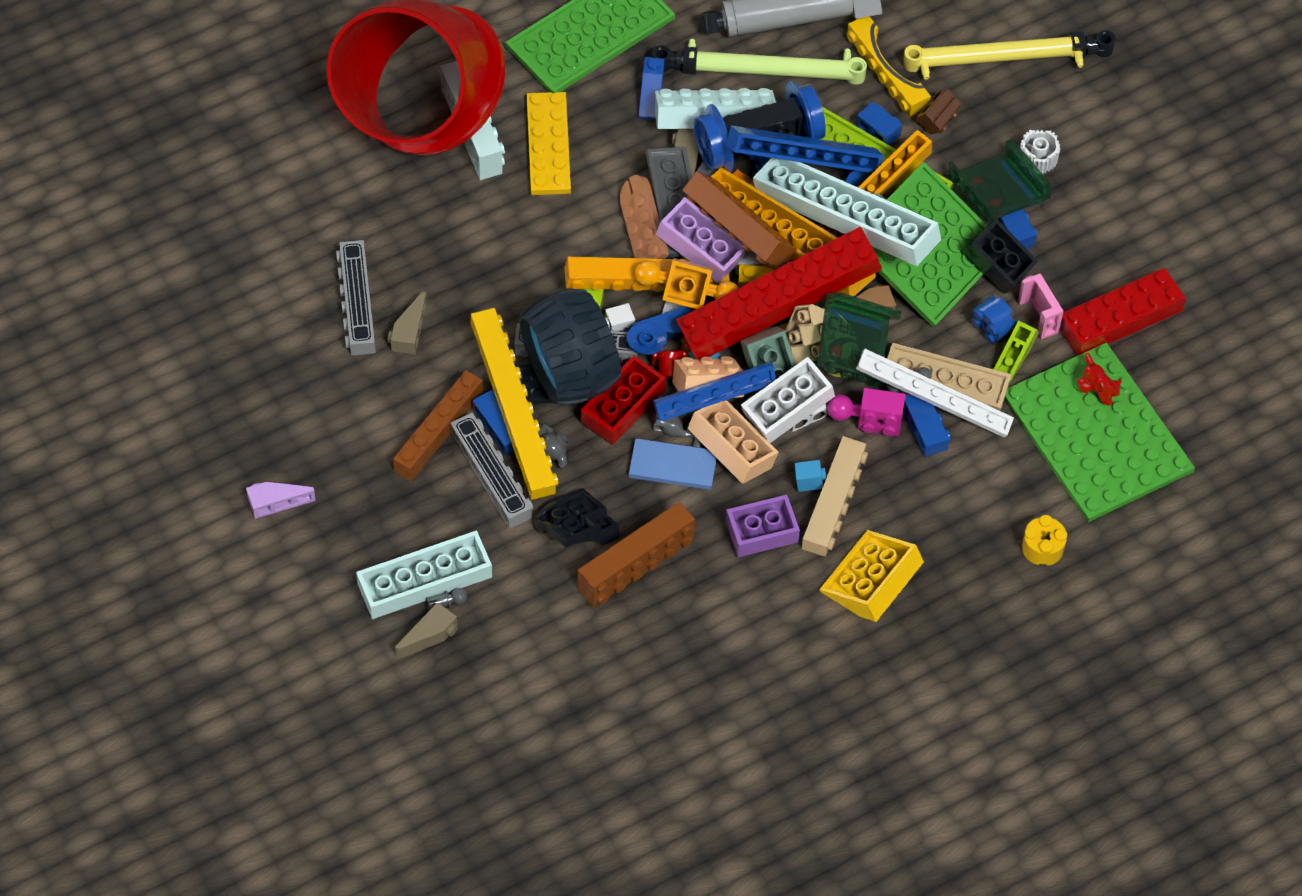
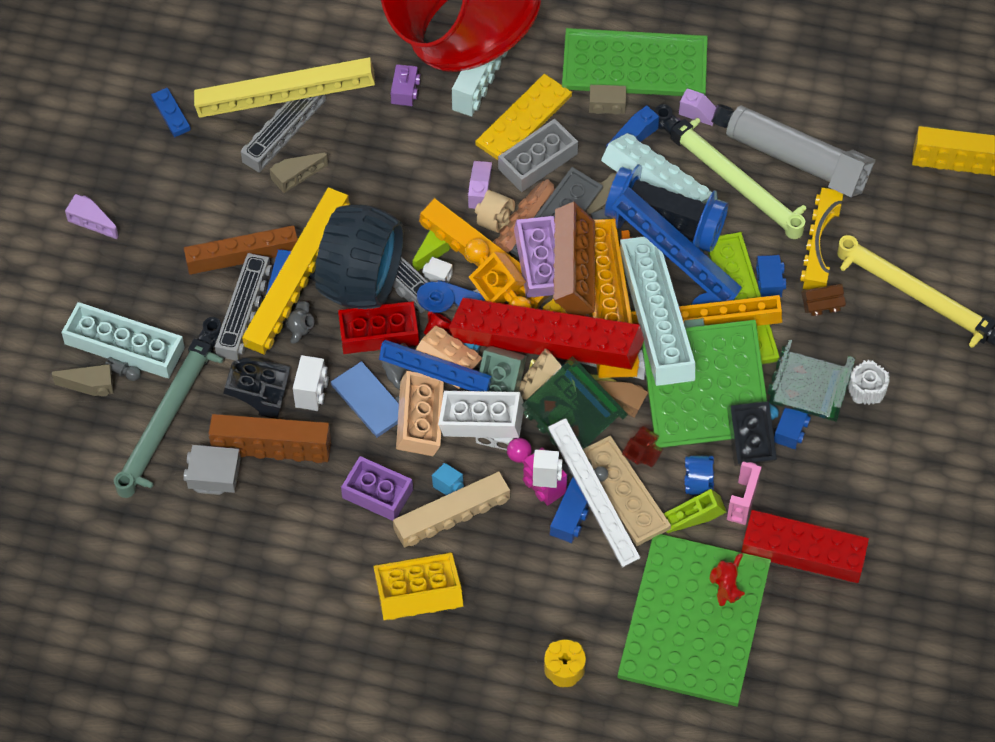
camera: 45 degrees right, 0 degrees up
(242, 359) = (170, 112): none -> blue plate
(330, 262) = (284, 87): none -> light yellow brick
(422, 187) = (404, 85): none -> medium lavender brick
(498, 540) = (199, 354): none -> sand green piece
(574, 223) = (479, 182): none -> lavender slope
(598, 163) = (538, 155): none -> light grey brick
(602, 76) = (607, 99): none -> dark tan brick
(614, 235) = (494, 211): none -> tan brick
(616, 616) = (212, 469): none -> light grey brick
(619, 485) = (310, 382): none -> white piece
(679, 30) = (697, 105): none -> lavender slope
(894, 398) = (547, 468): none -> white brick
(927, 332) = (642, 448): none -> clear red brick

